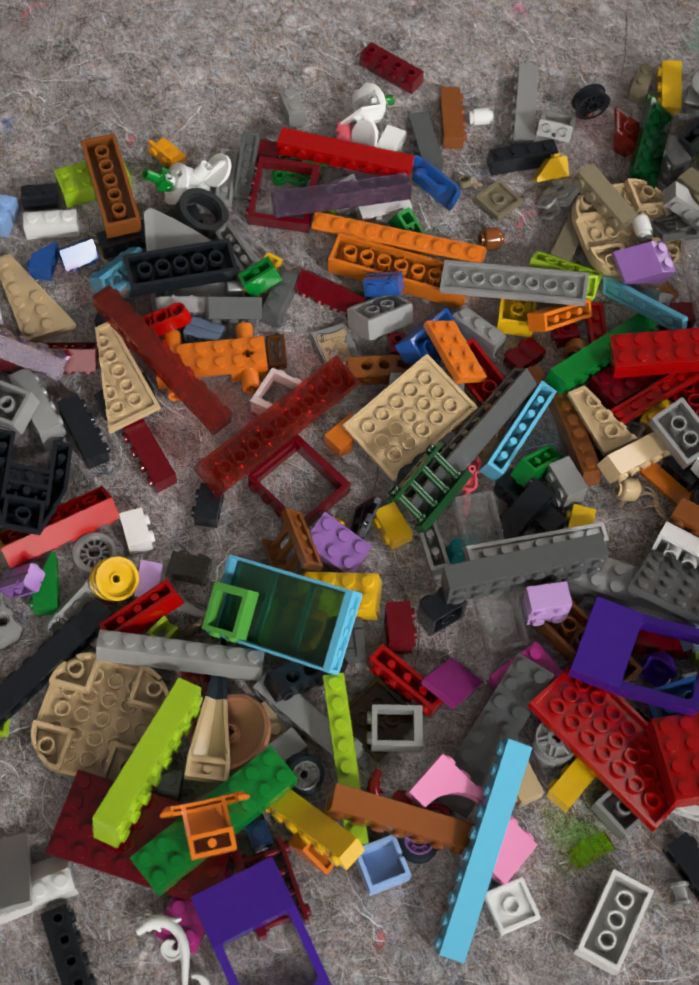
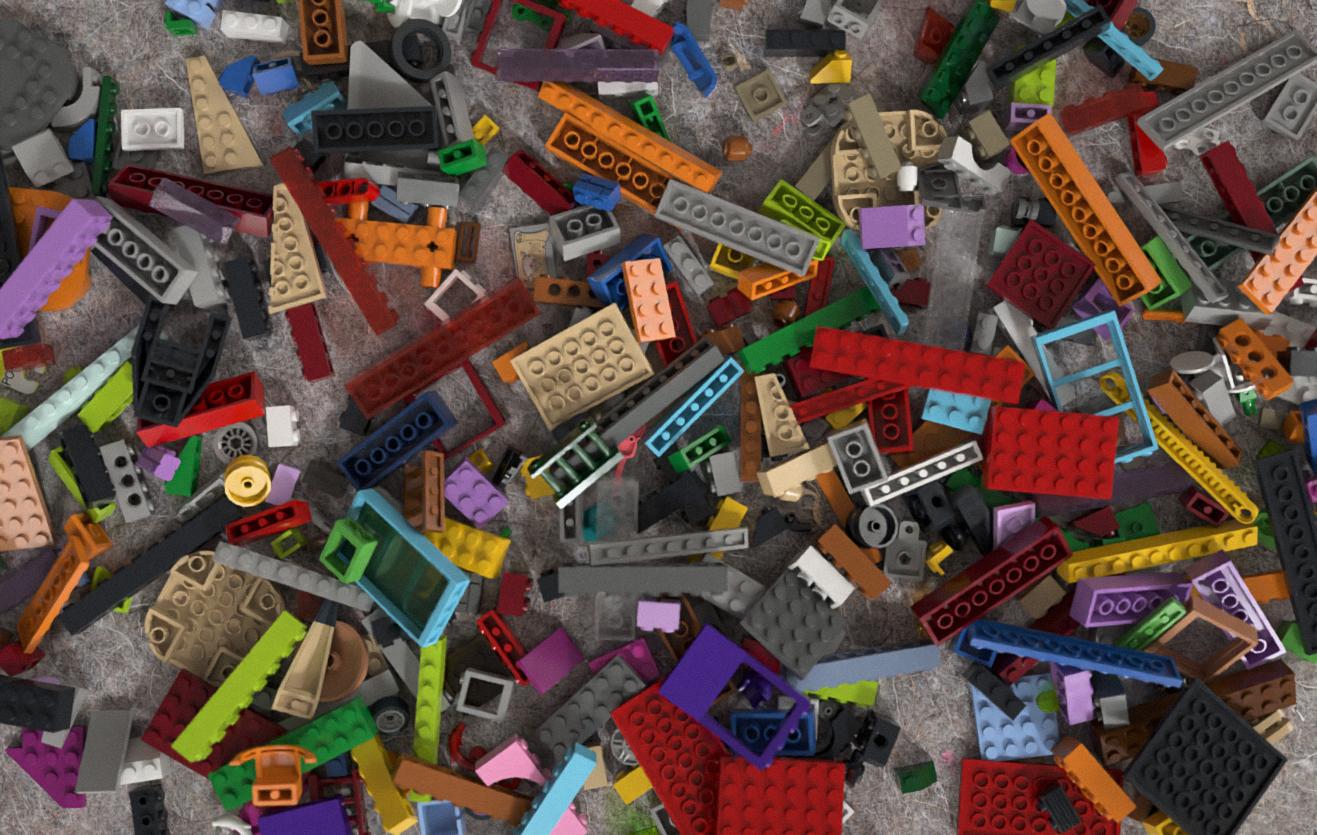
camera: 15 degrees right, 25 degrees up
(254, 512) = (397, 441): none -> dark blue brick
(620, 523) = (768, 526): none -> black slope
(642, 521) = (794, 525): none -> black arm

